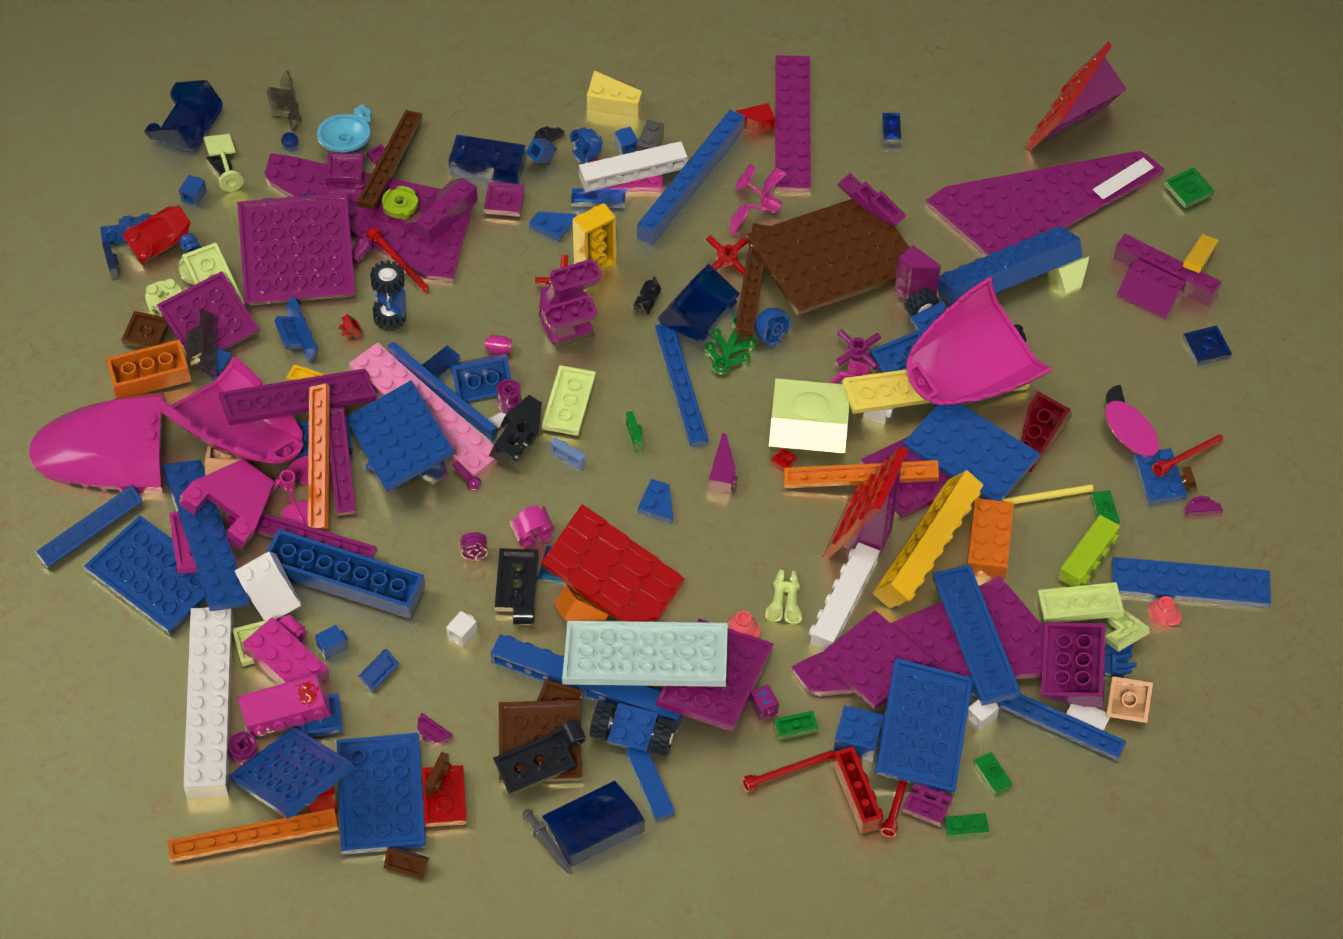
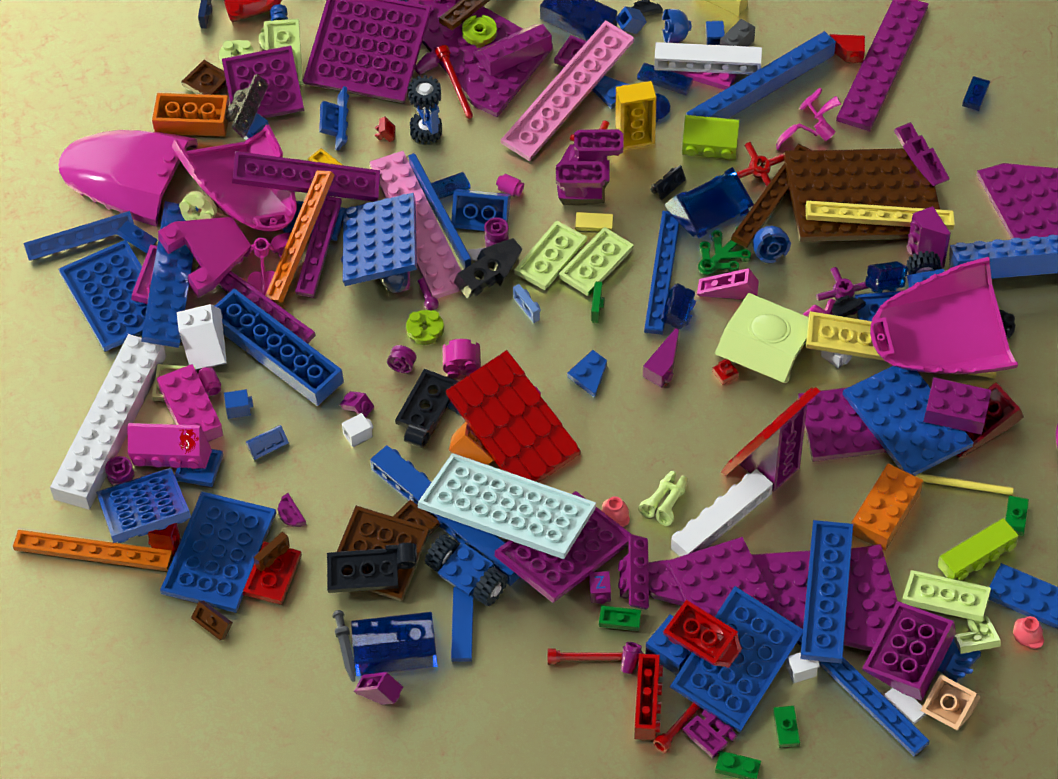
camera: 25 degrees right, 0 degrees up
(150, 508) = (136, 236): none -> blue plate
(200, 452) = (196, 199): none -> yellowish green plate
(448, 602) = (357, 402): none -> magenta bracket
(479, 498) = (421, 318): none -> lime plate
(512, 237) = (567, 90): none -> bright pink plate
(594, 356) = (593, 221): none -> light yellow tile
(600, 871) = (379, 688): none -> magenta slope
(614, 393) = (596, 261): none -> yellowish green plate
(669, 241) = (710, 137): none -> lime slope
(713, 411) = (678, 306): none -> clear blue brick
(750, 377) = (729, 285): none -> dark pink slope
(791, 678) = (635, 573): none -> magenta bracket
(824, 757) = (630, 657): none -> magenta cone
(849, 270) = (868, 214): none -> light yellow plate
(855, 474) = (778, 403): orange plate -> none
(869, 362) = (847, 305): none -> black tile
(889, 713) = (703, 635): none -> red slope
(892, 324) = (886, 276): none -> clear blue brick
(928, 540) = (823, 488): yellow brick -> none
(1015, 424) = (957, 405): none -> magenta brick

